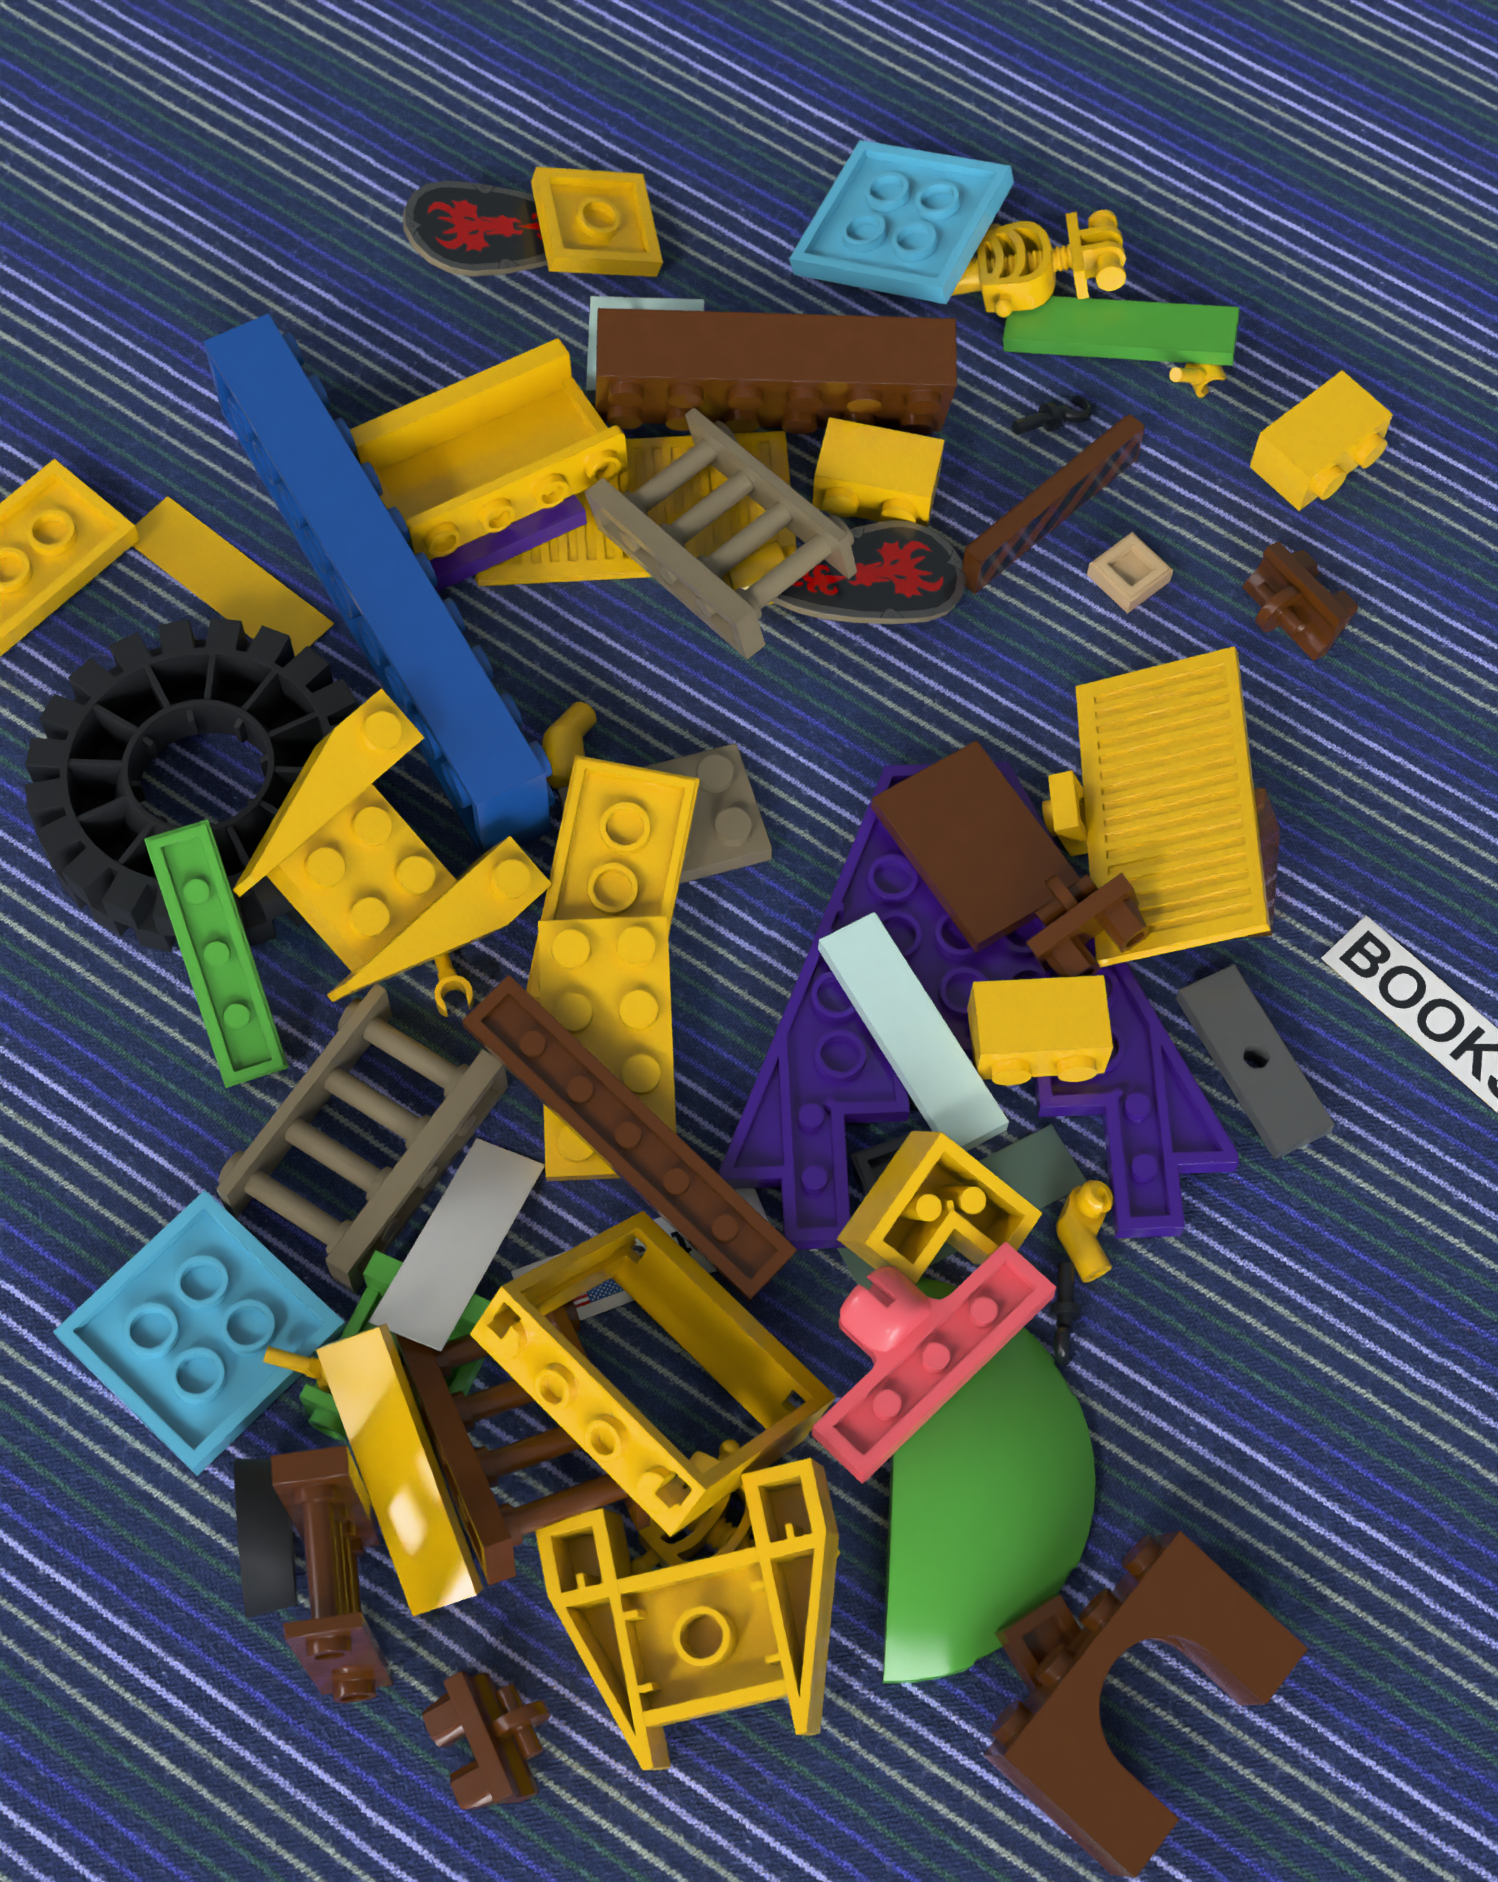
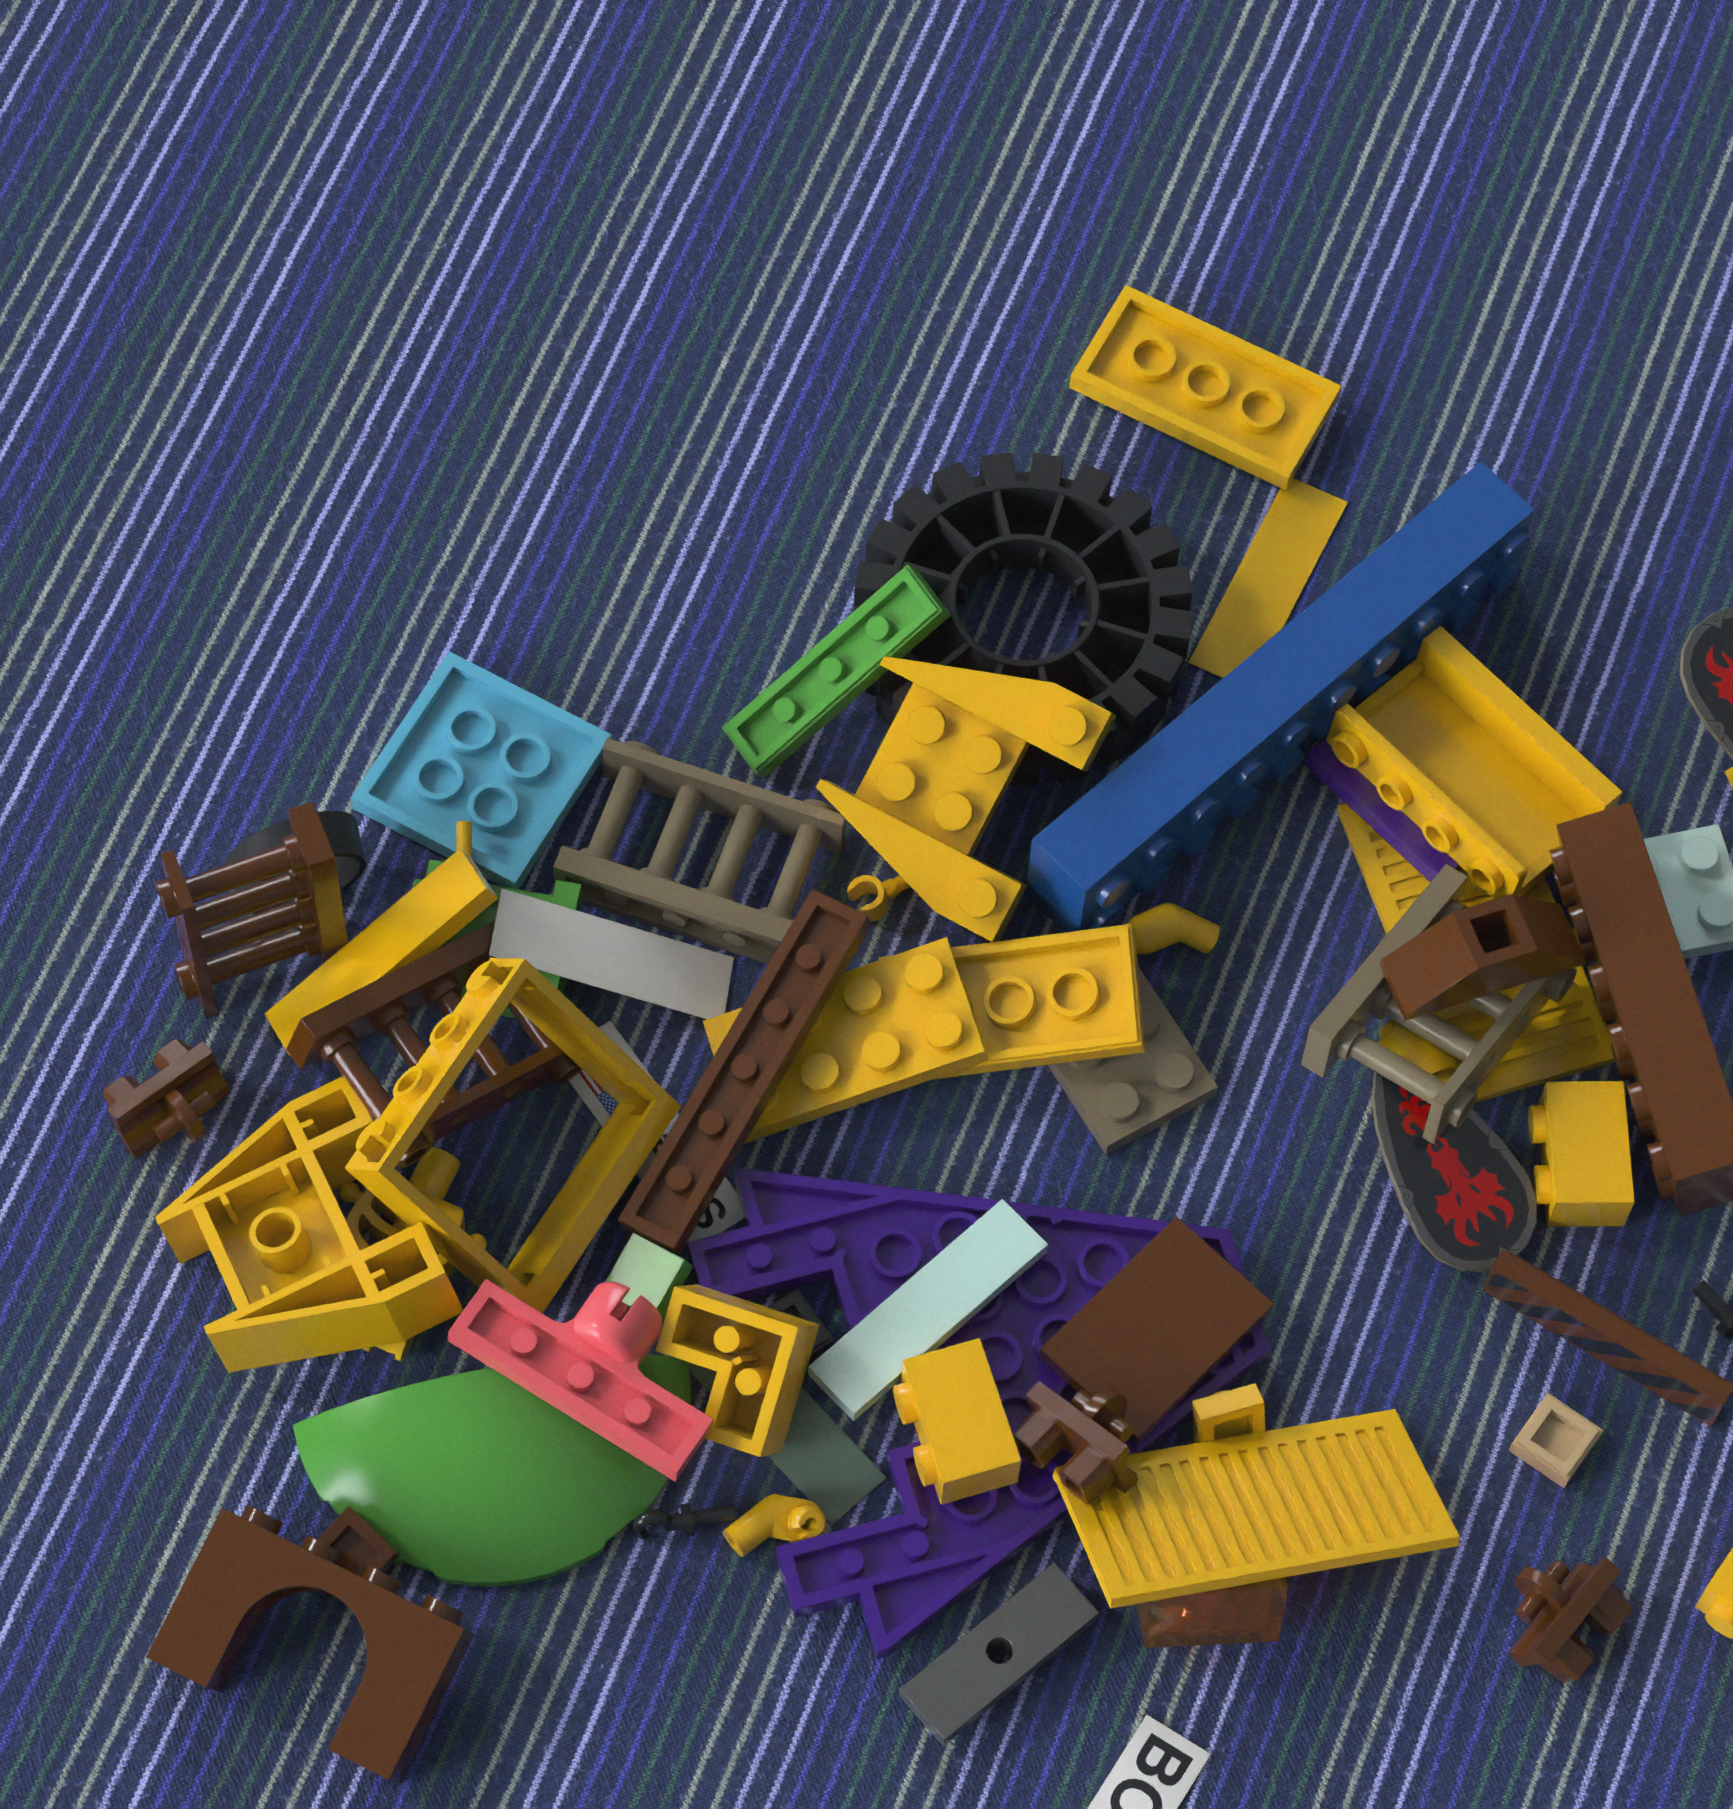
camera: 75 degrees right, 0 degrees up
(706, 476) = (1480, 954): none -> reddish brown slope
(809, 1290) = (649, 1273): none -> tile

